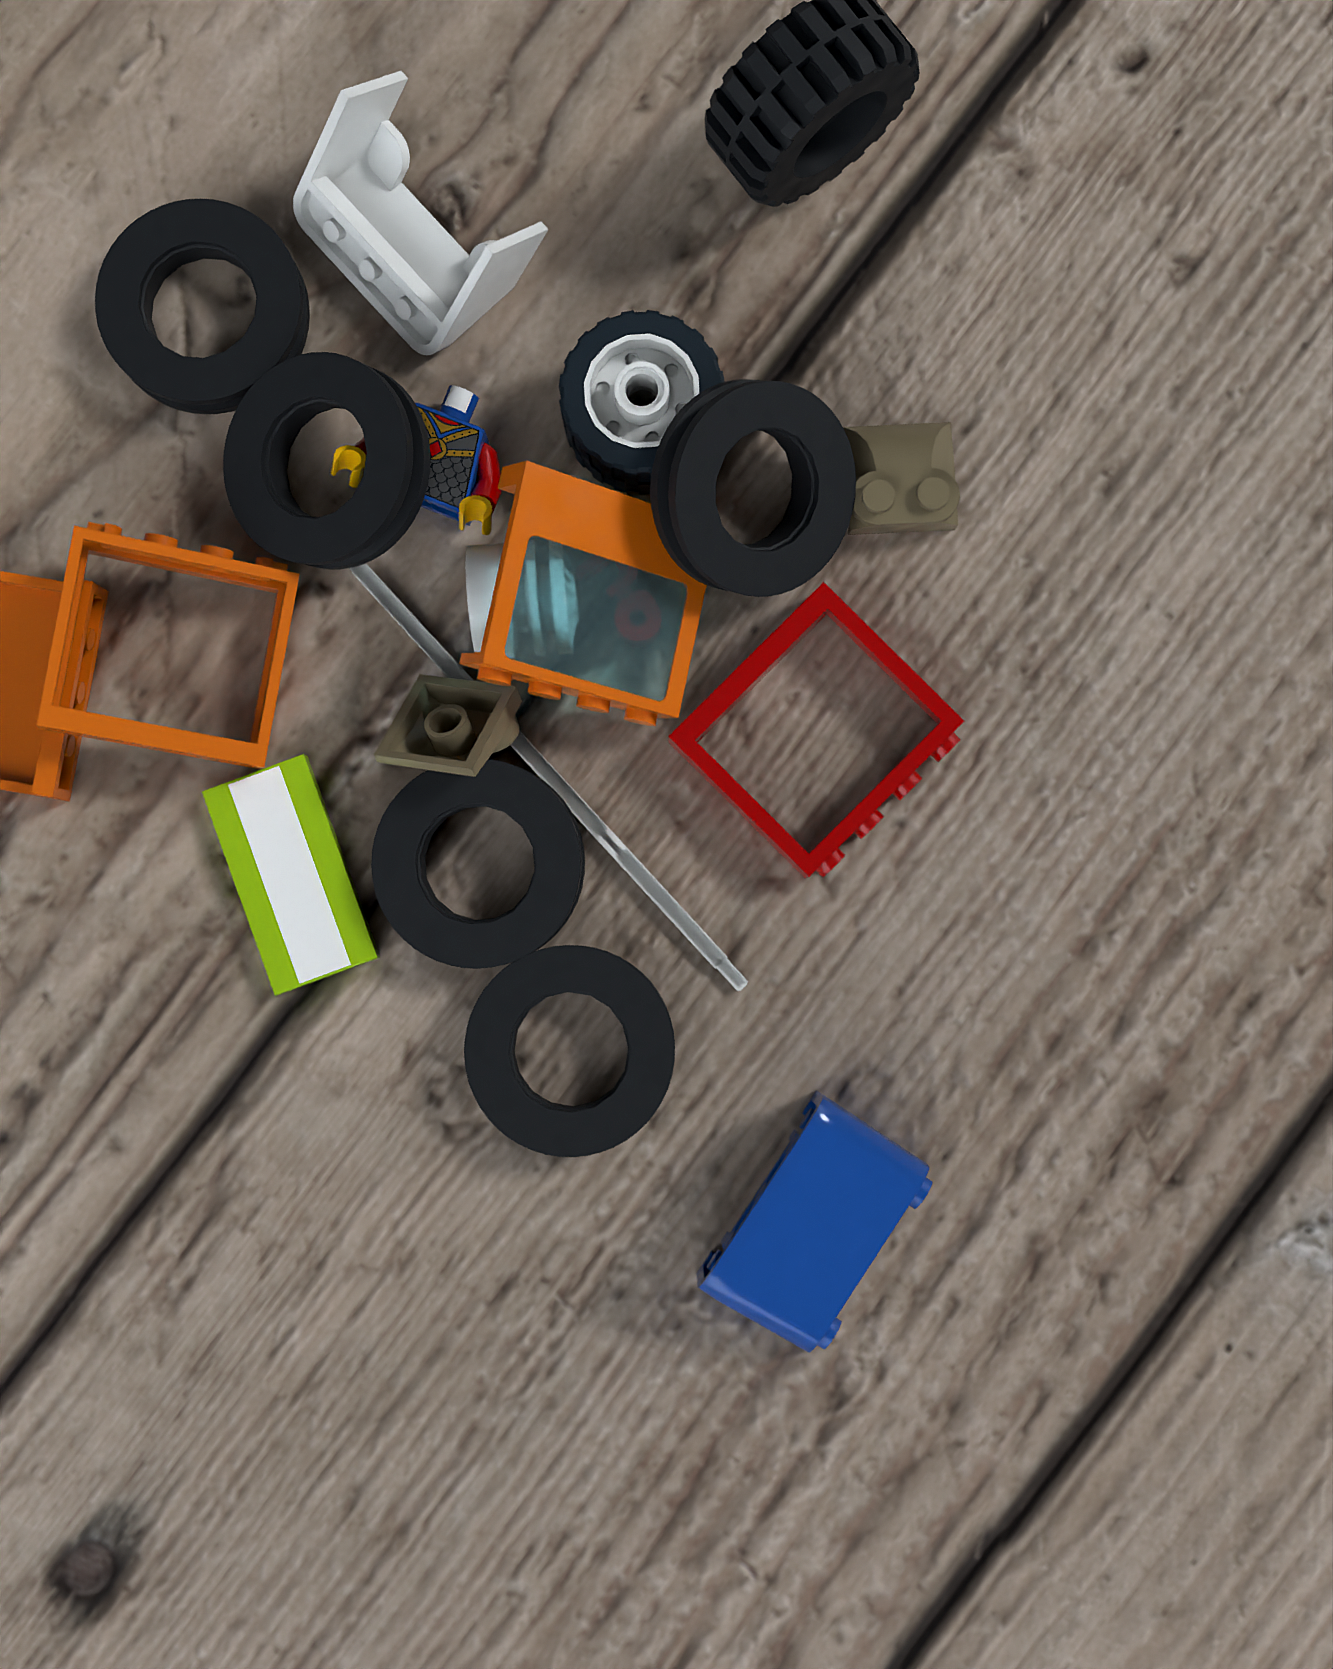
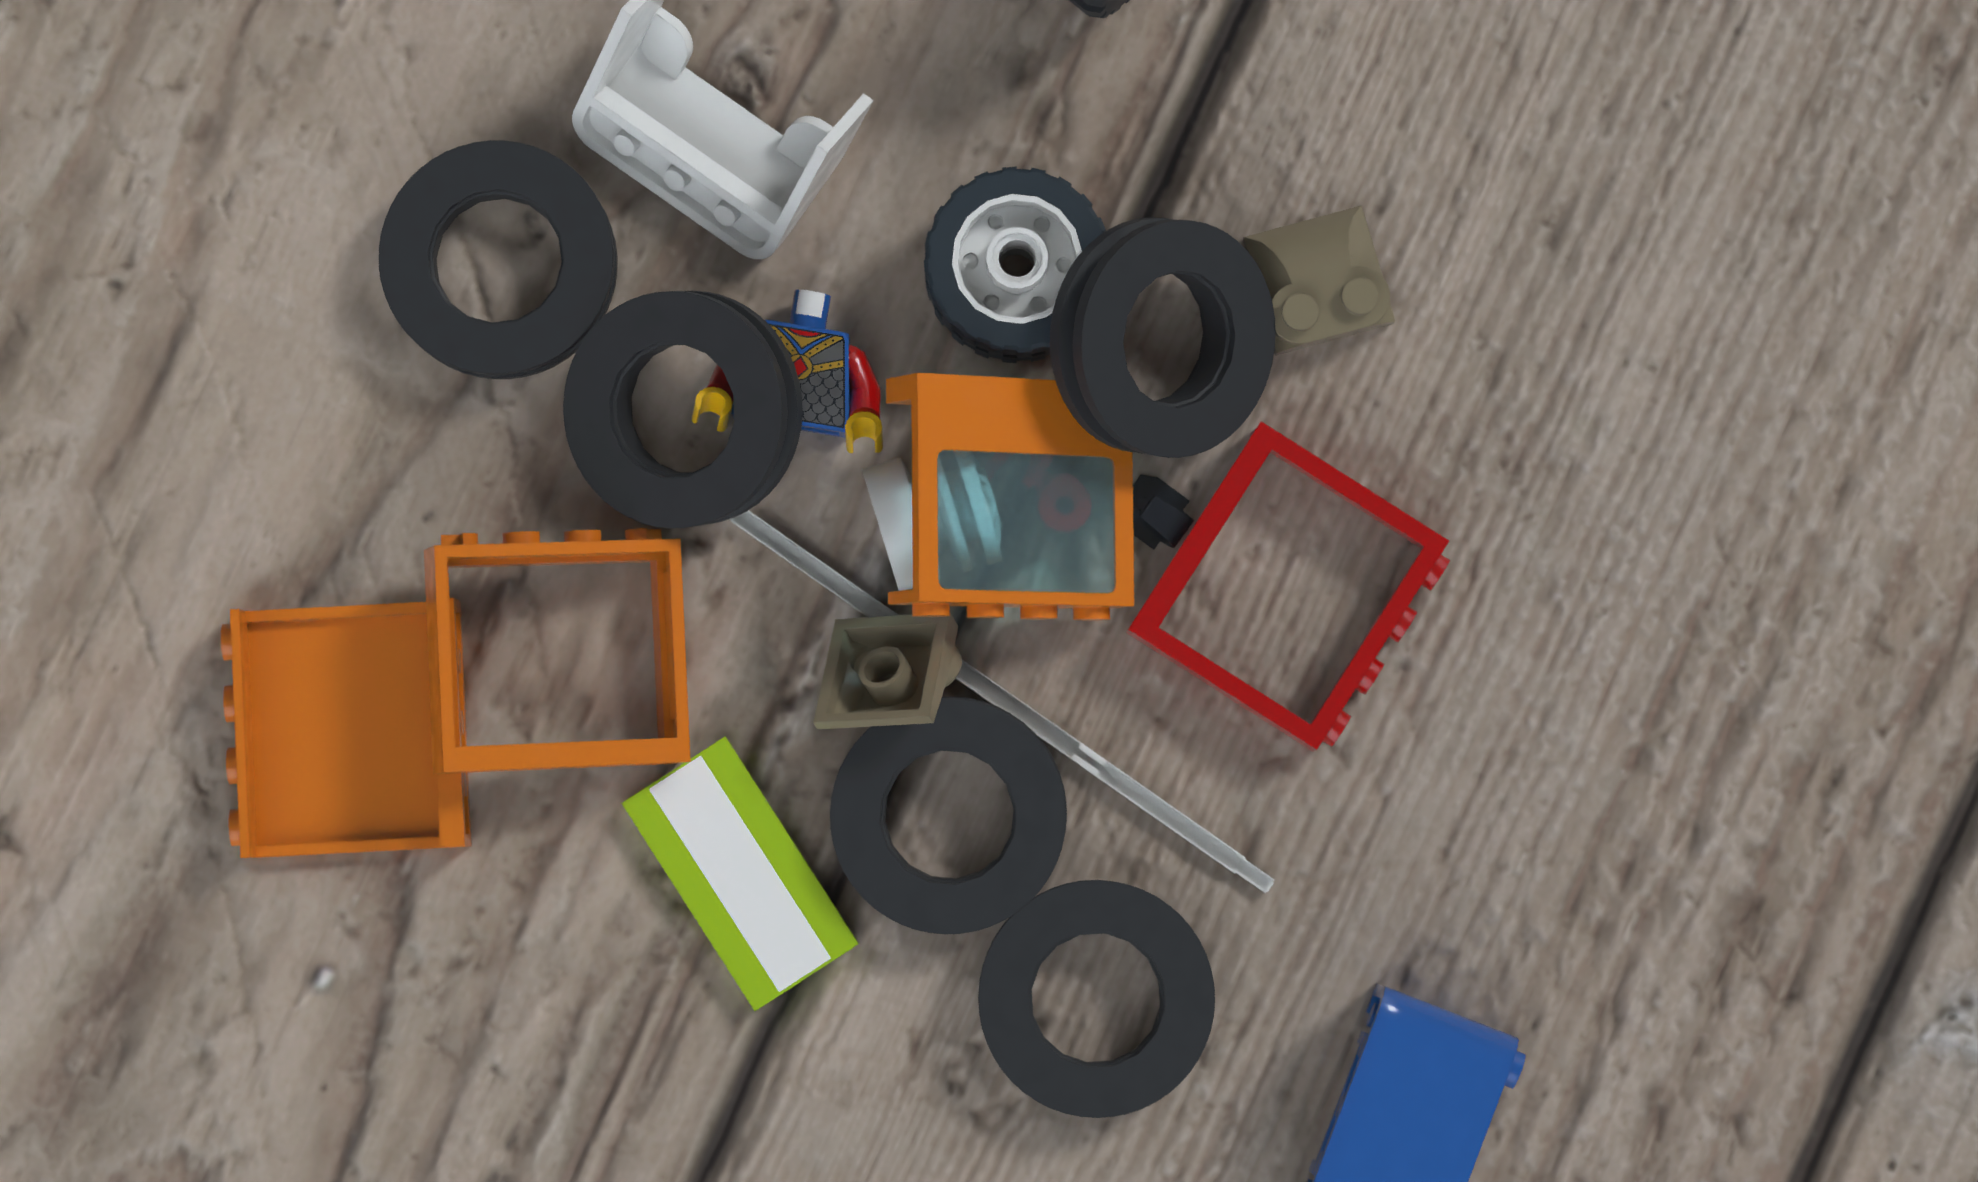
camera: 20 degrees left, 0 degrees up
(718, 645) = (1158, 512): none -> black piece

